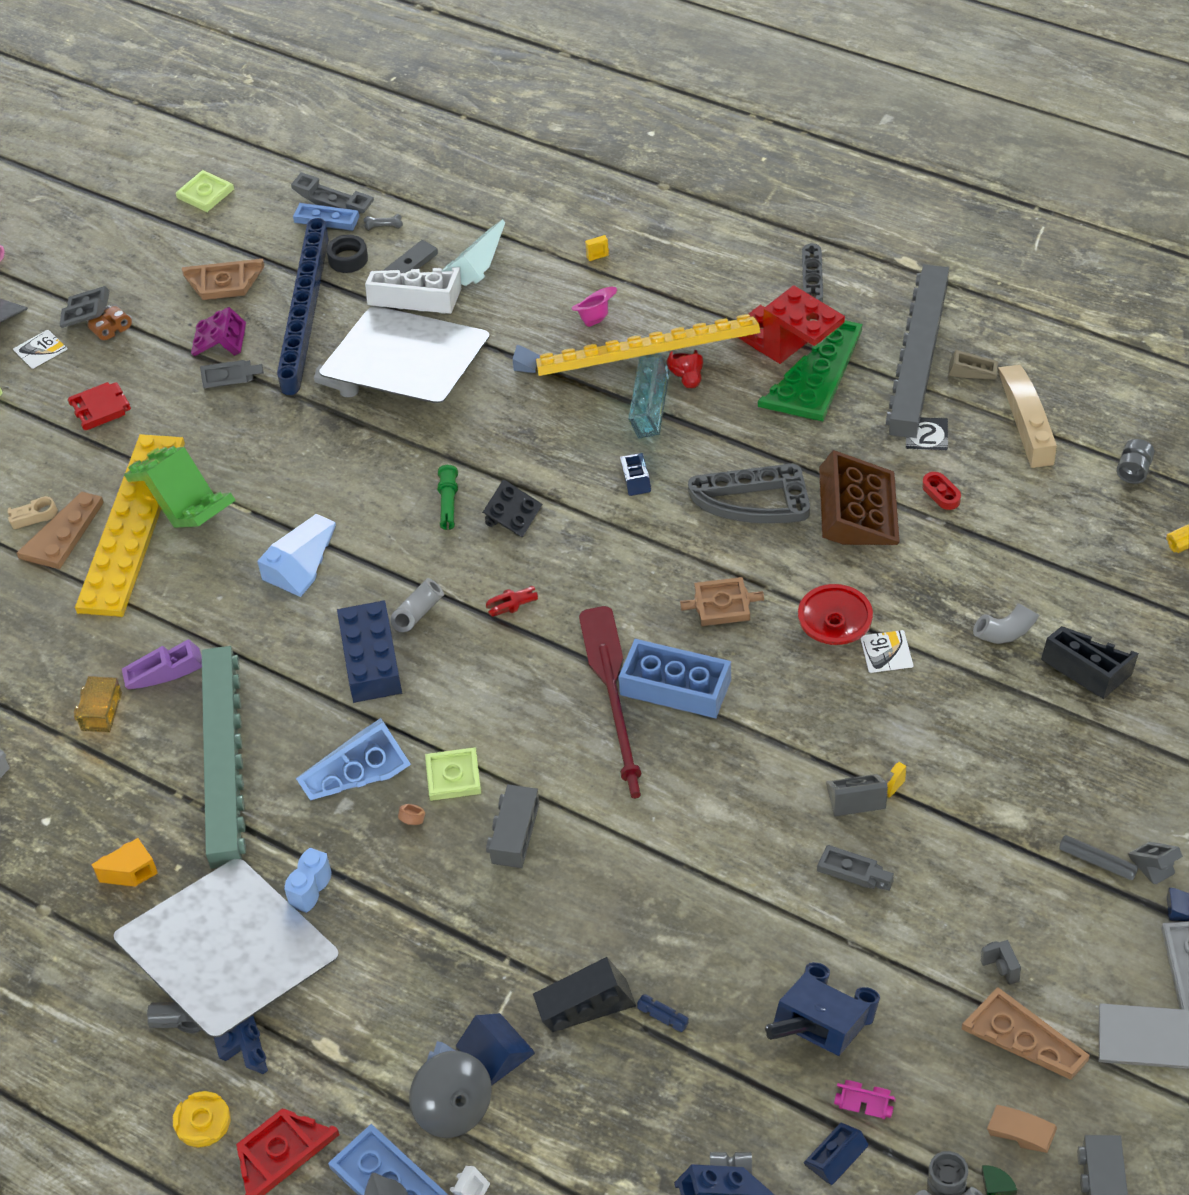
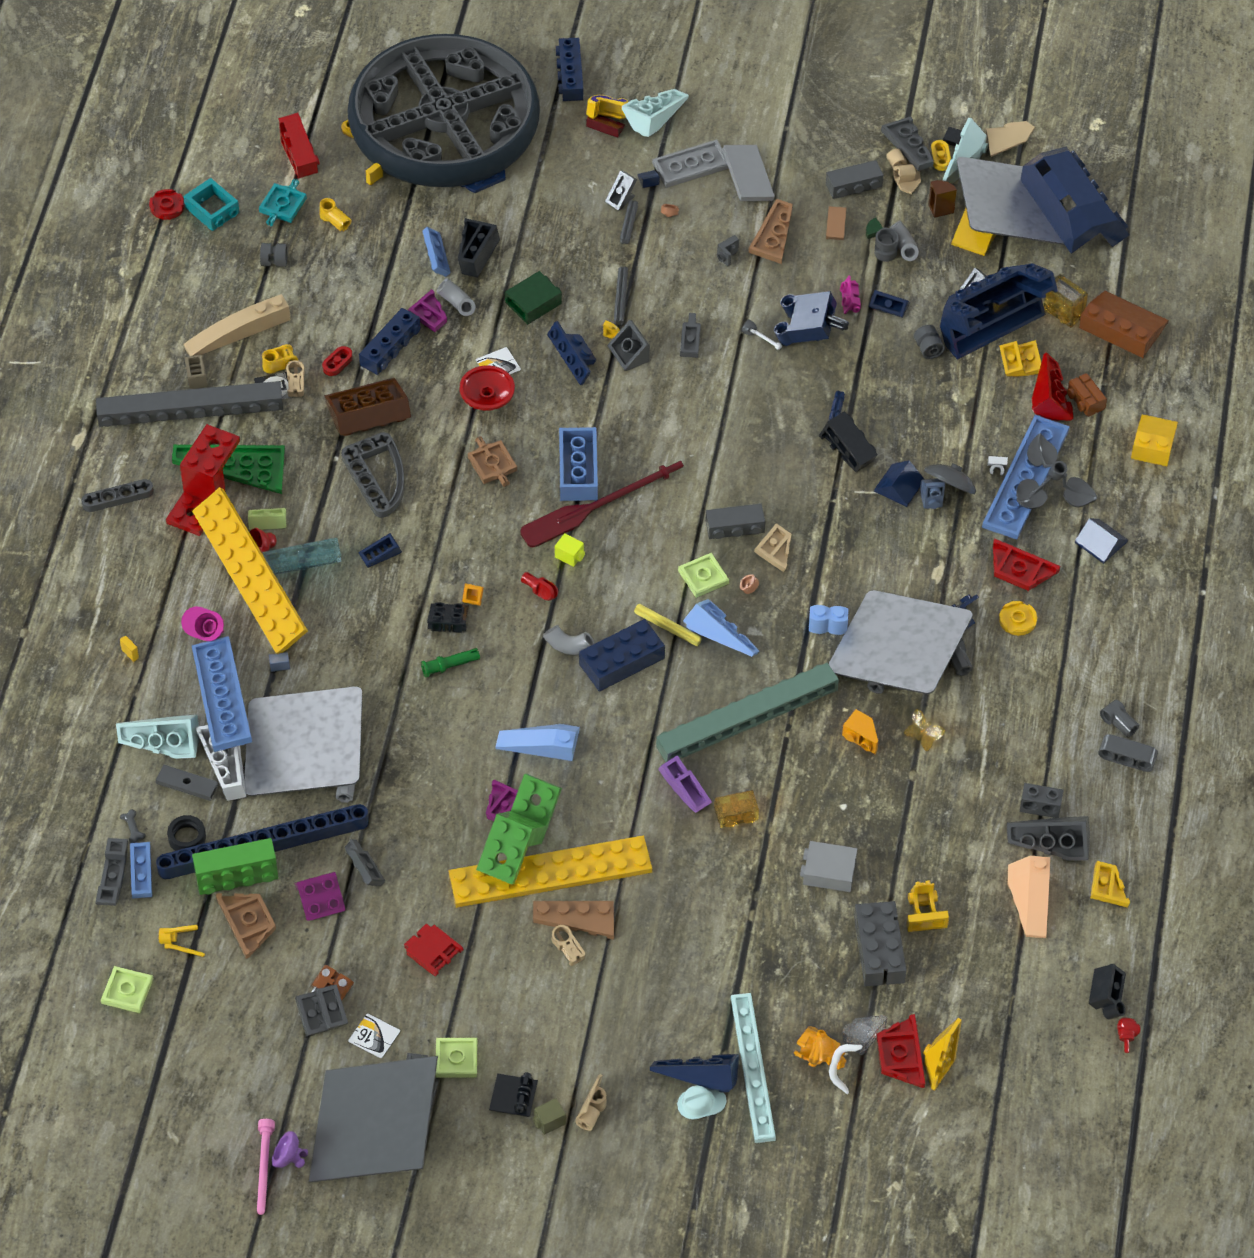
camera: 115 degrees left, 5 degrees up
(90, 936) = (922, 731): none -> clear yellow piece
(238, 223) = (169, 935): none -> yellow plant
(246, 500) = (500, 799): none -> magenta wing
(277, 271) = (235, 866): none -> bright green brick
(403, 708) = (668, 625): none -> light yellow axle
(453, 861) = (775, 547): none -> tan wing
(488, 290) = (221, 694): none -> medium blue plate
(533, 539) = (472, 594): none -> light orange slope
(550, 641) = (569, 550): none -> neon yellow brick
(729, 388) = (267, 518): none -> yellowish green slope
(844, 946) = (750, 328): none -> hinge
(874, 732) = (573, 351): none -> dark blue bracket
(923, 448) = (295, 380): none -> tan piece
(955, 544) = (389, 341): none -> dark blue brick
(959, 810) = (620, 296): none -> dark grey axle
(963, 436) = (277, 358): none -> yellow piece
(983, 707) = (533, 297): none -> dark green brick
(994, 595) = (429, 311): none -> magenta wing
(1100, 623) = (436, 251): none -> medium blue plate
(1107, 912) = (669, 210): none -> nougat tile

